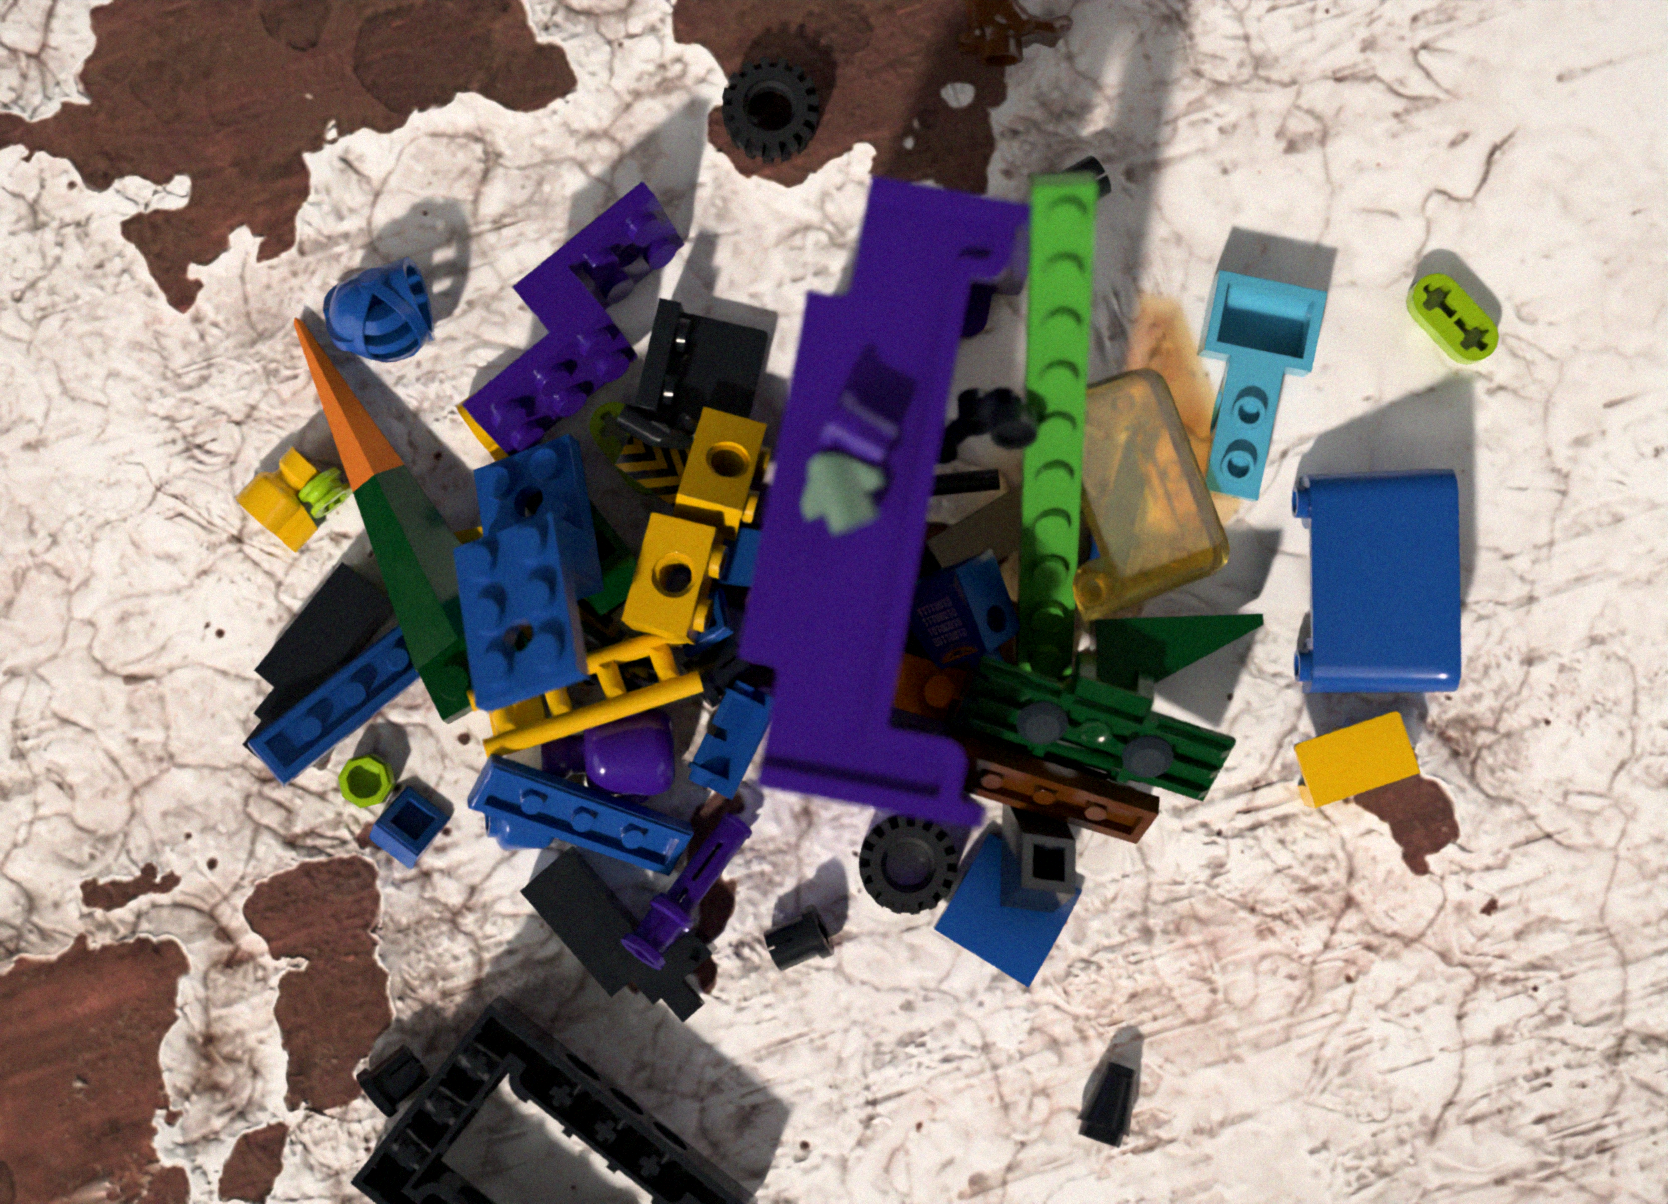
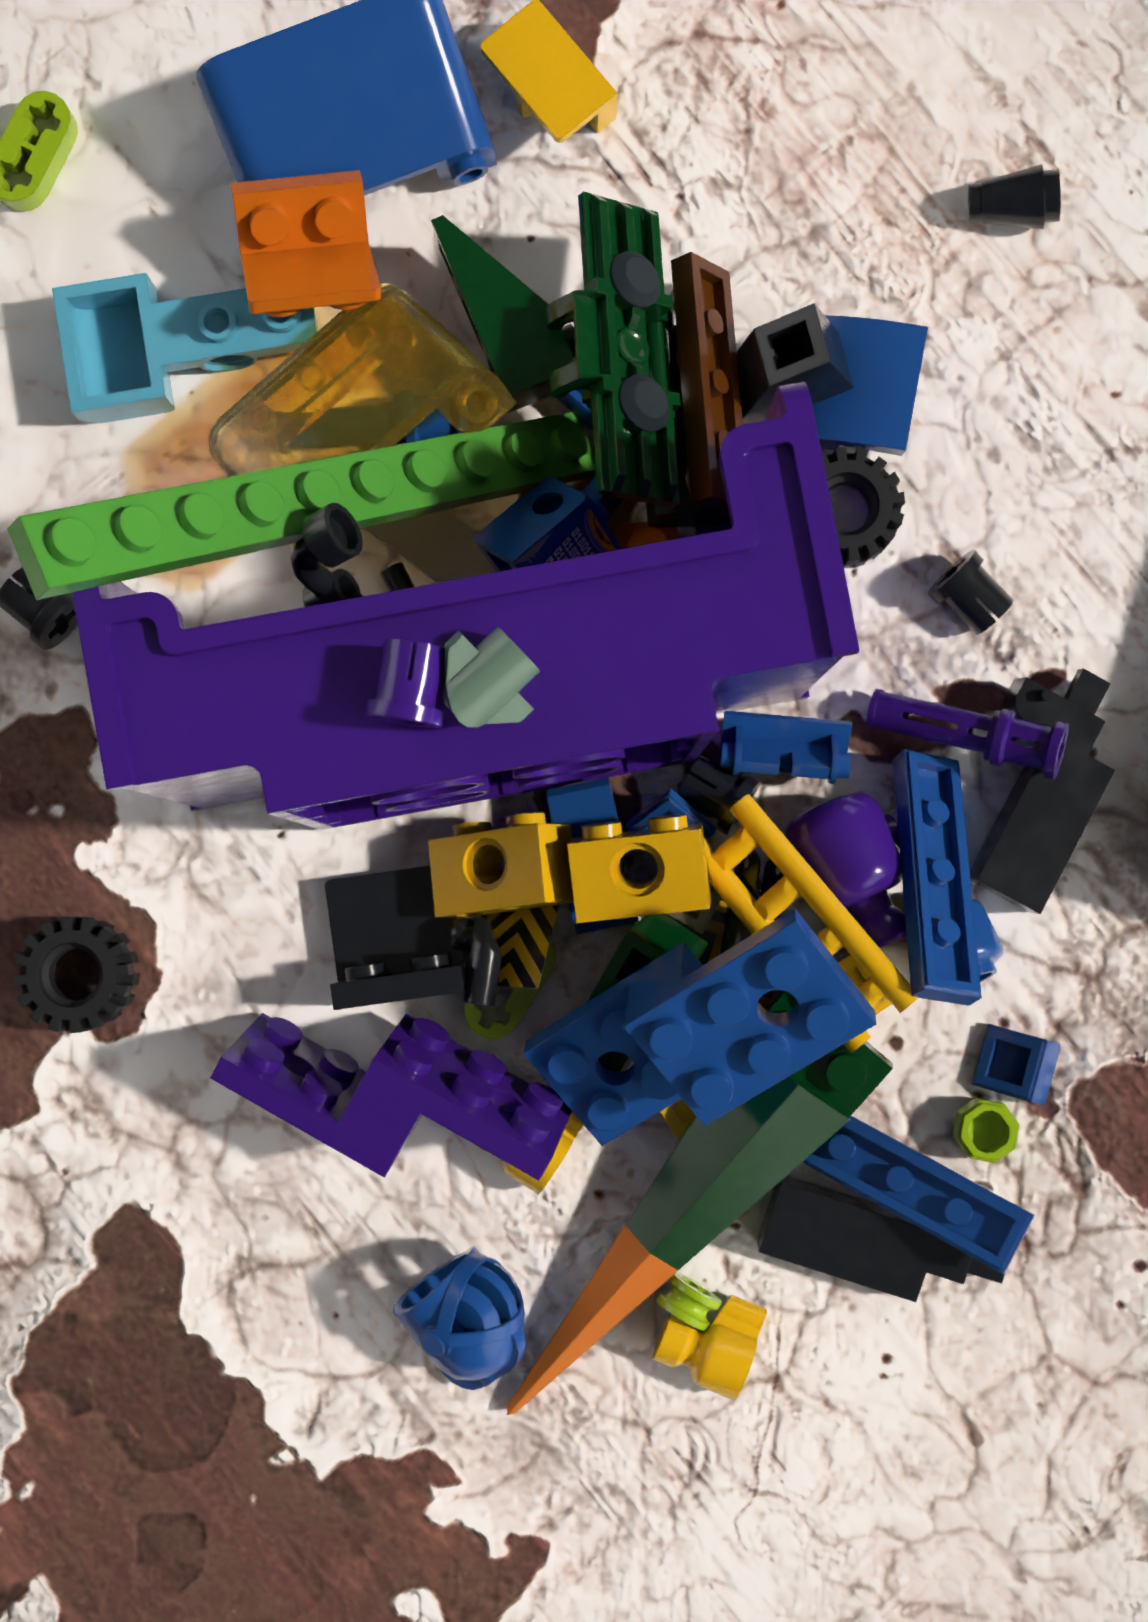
camera: 110 degrees left, 0 degrees up
(1280, 505) = (305, 243): none -> orange bracket

